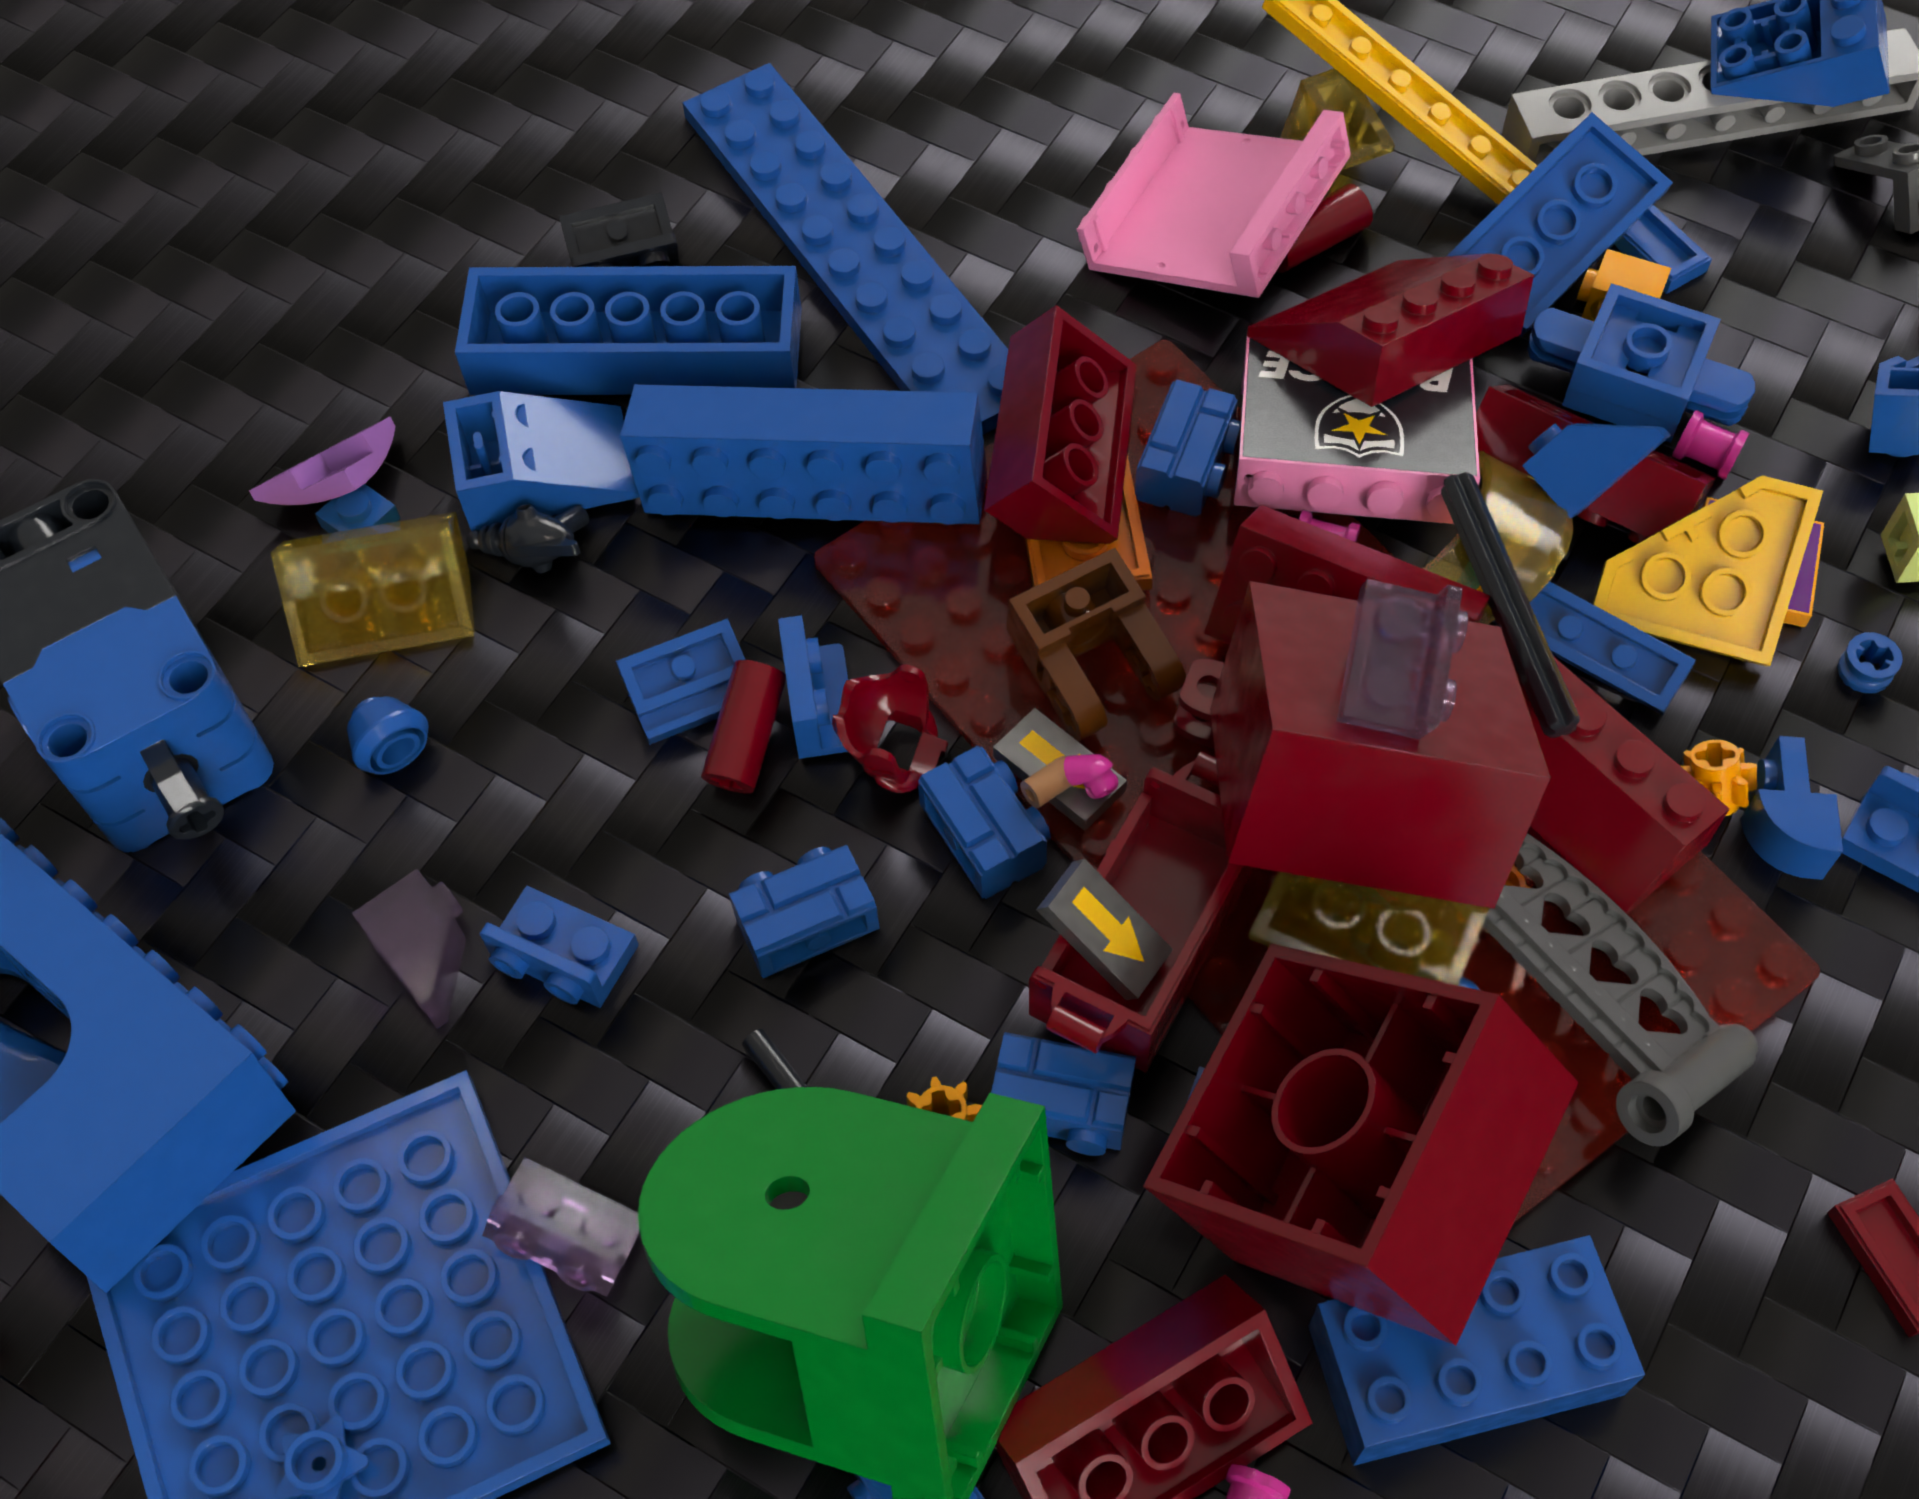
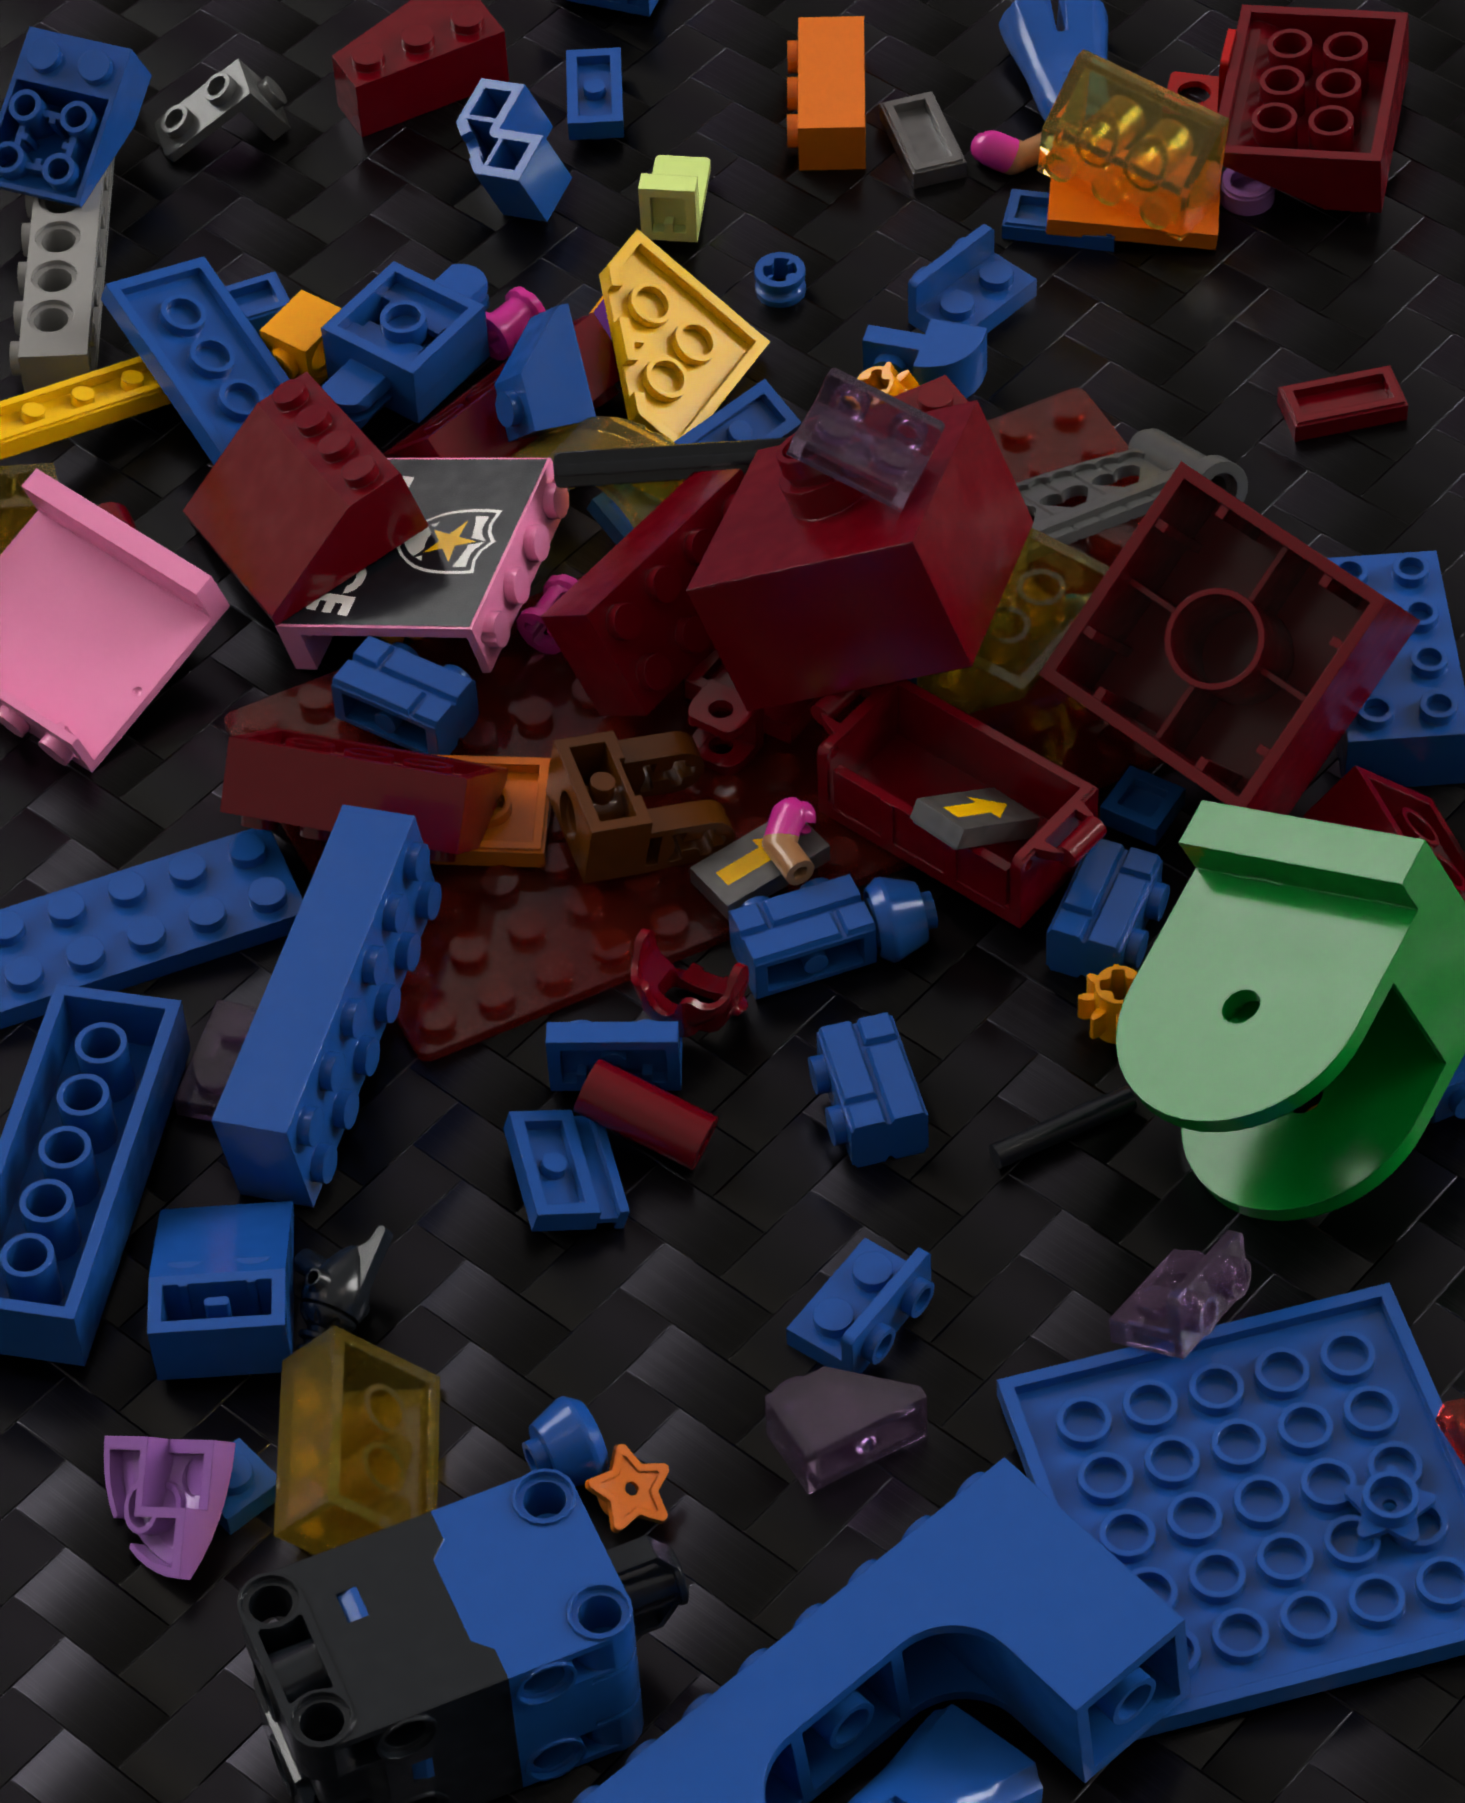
camera: 80 degrees left, 10 degrees down
(361, 791) = (617, 1502): none -> orange plate
(1011, 896) = (900, 916): none -> blue cone

